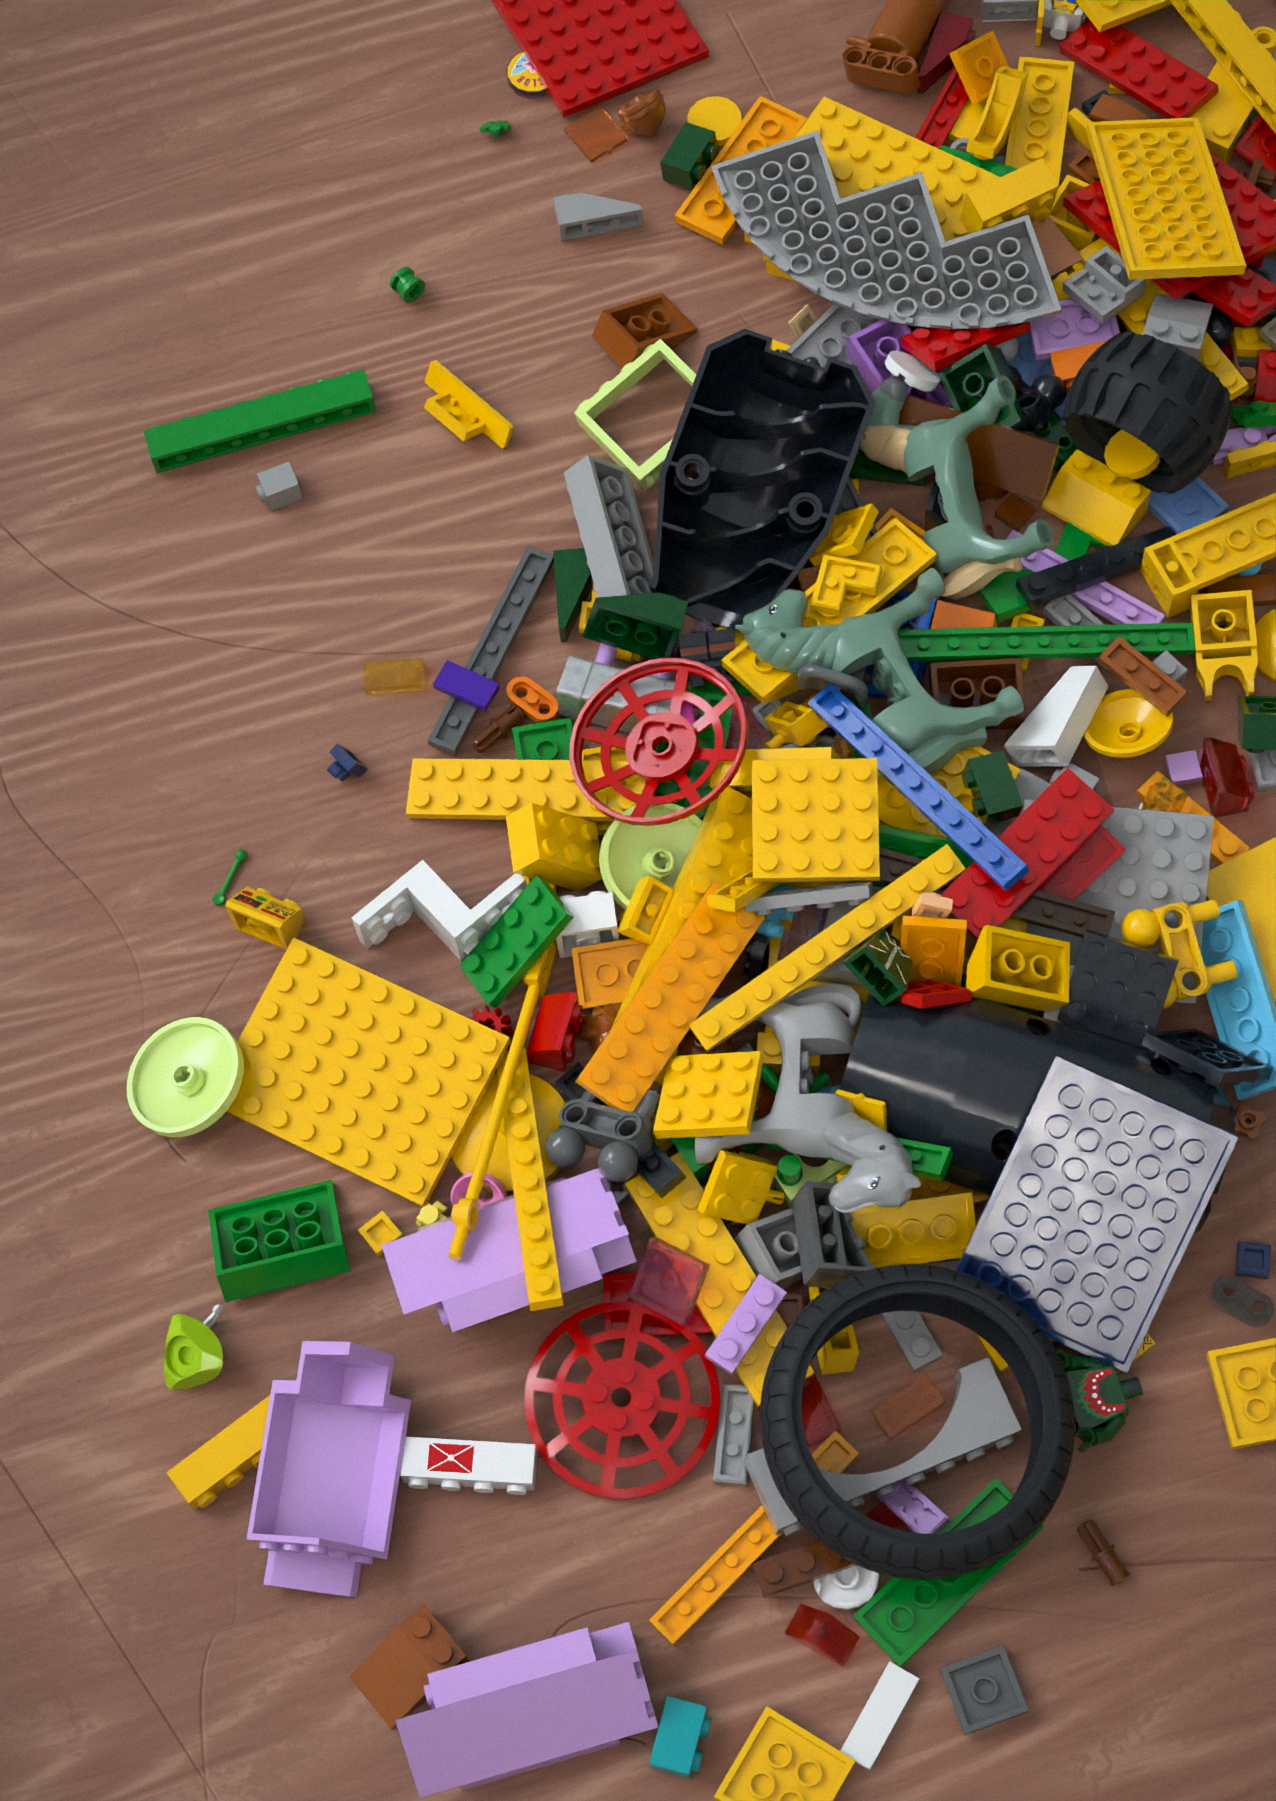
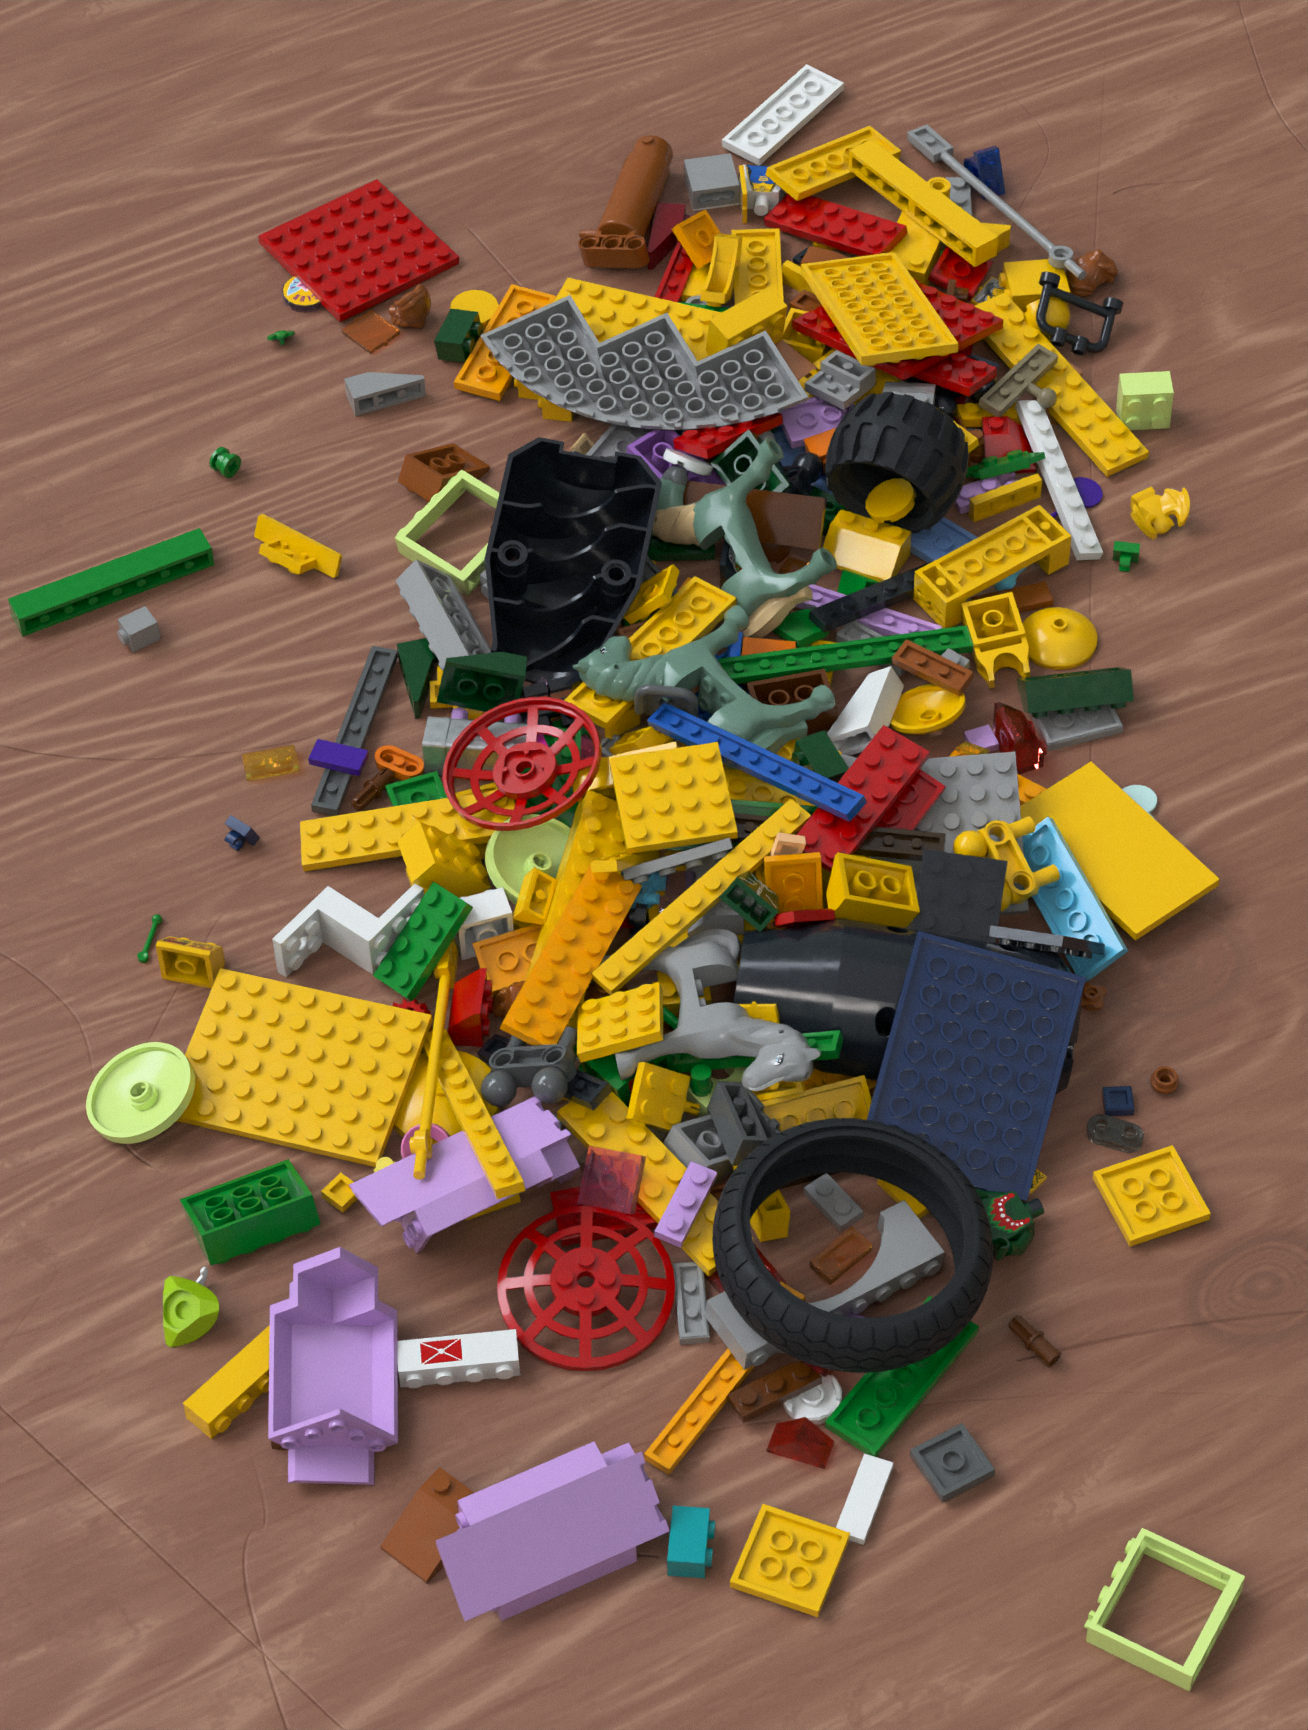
camera: 15 degrees left, 15 degrees down
(839, 575) = (658, 622): yellow tile -> none

